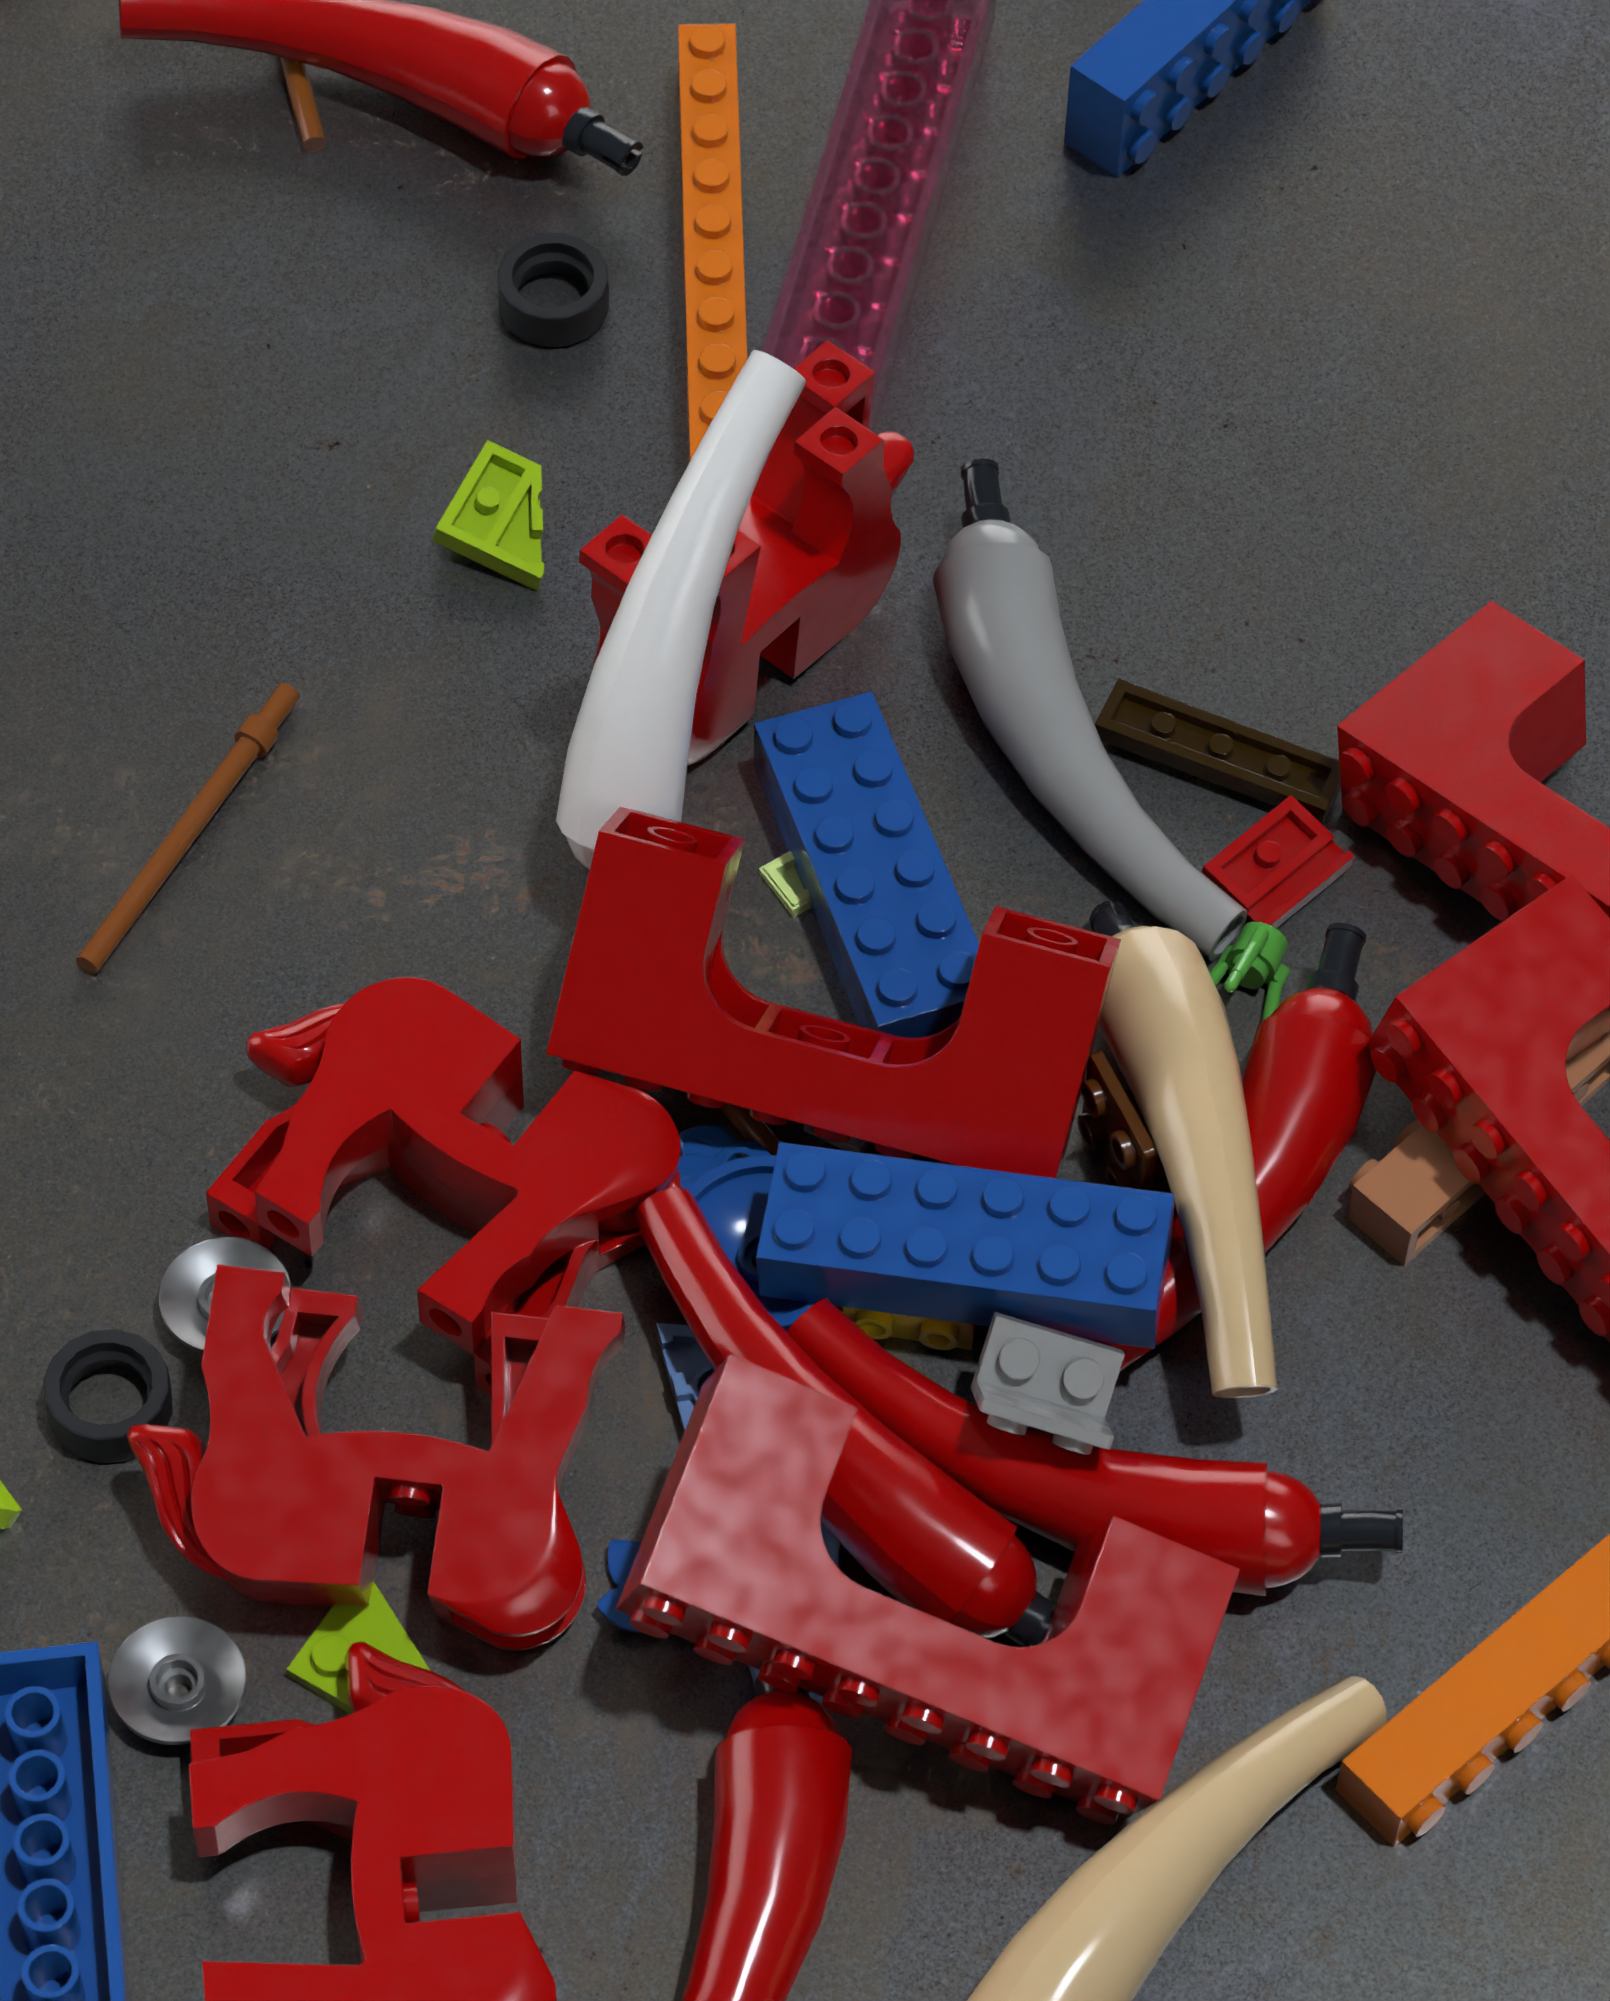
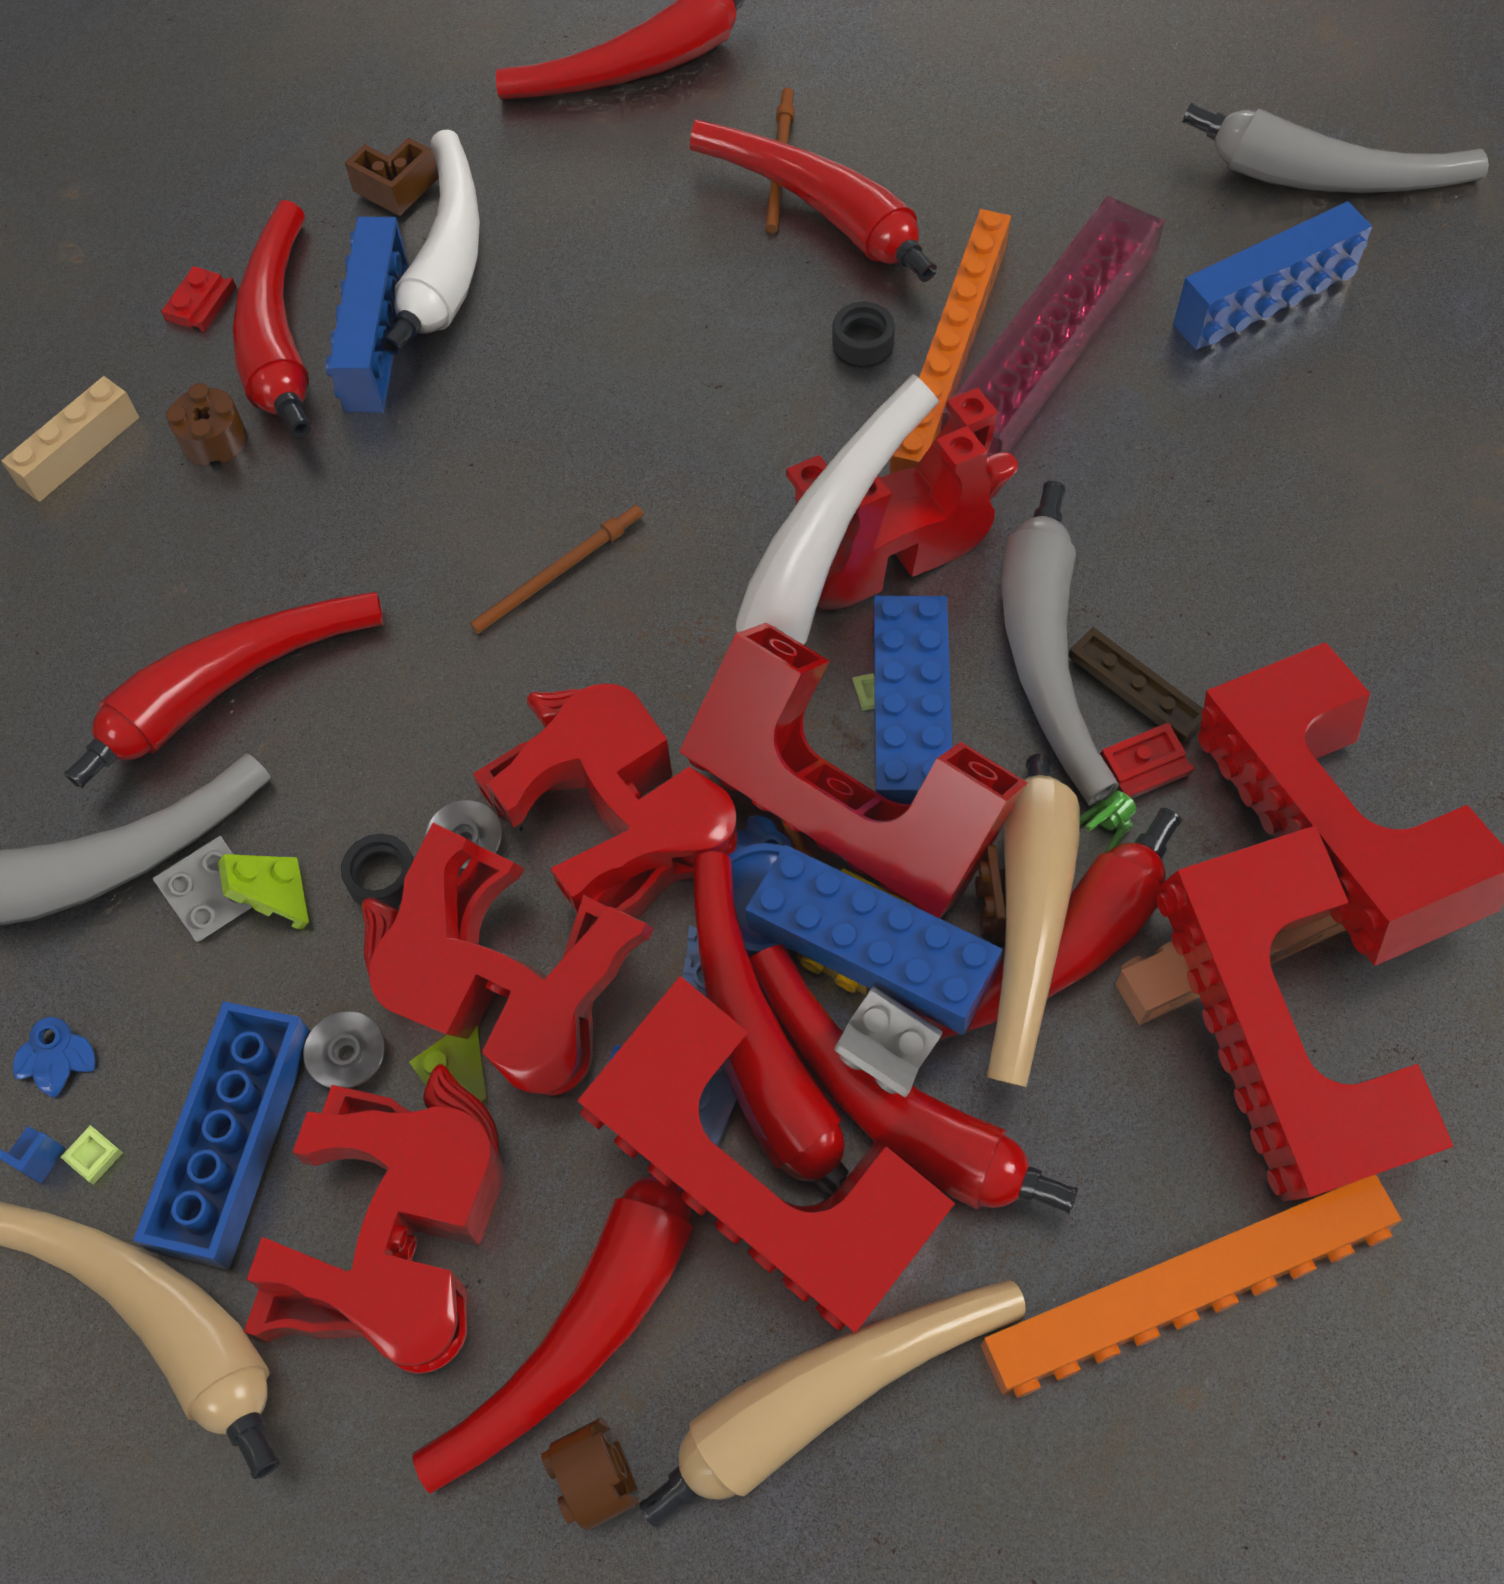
camera: 25 degrees right, 5 degrees up
(498, 516) = (785, 442): lime wing -> none

